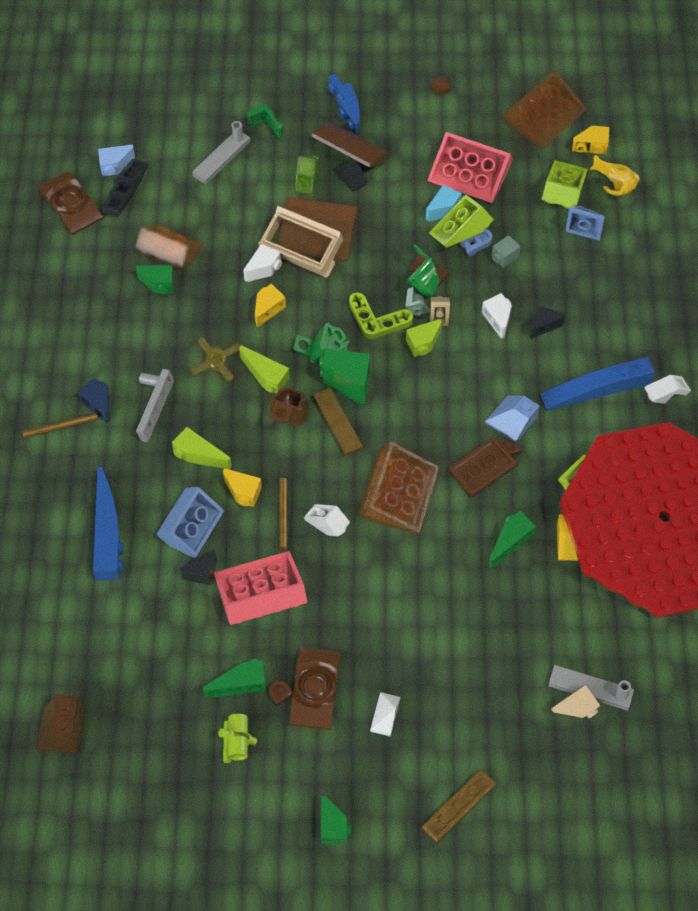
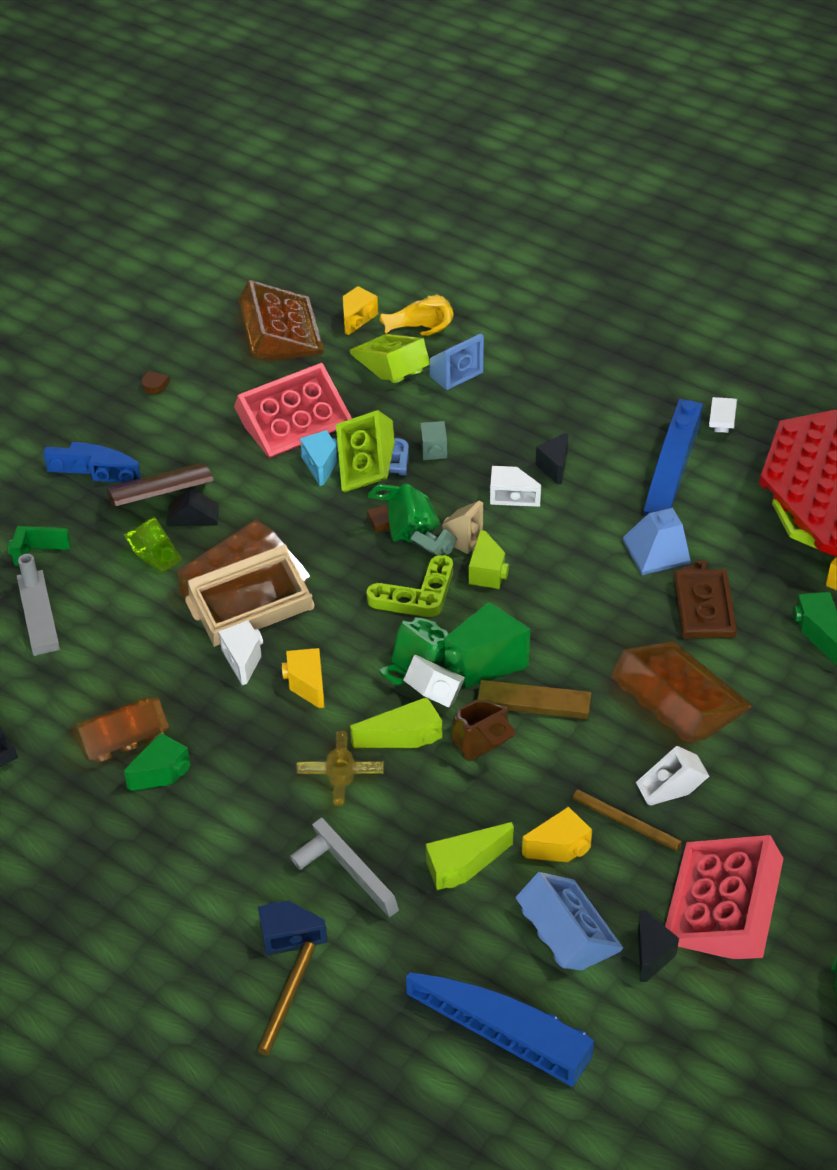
camera: 55 degrees left, 15 degrees down
(305, 367) = (434, 681): none -> white slope

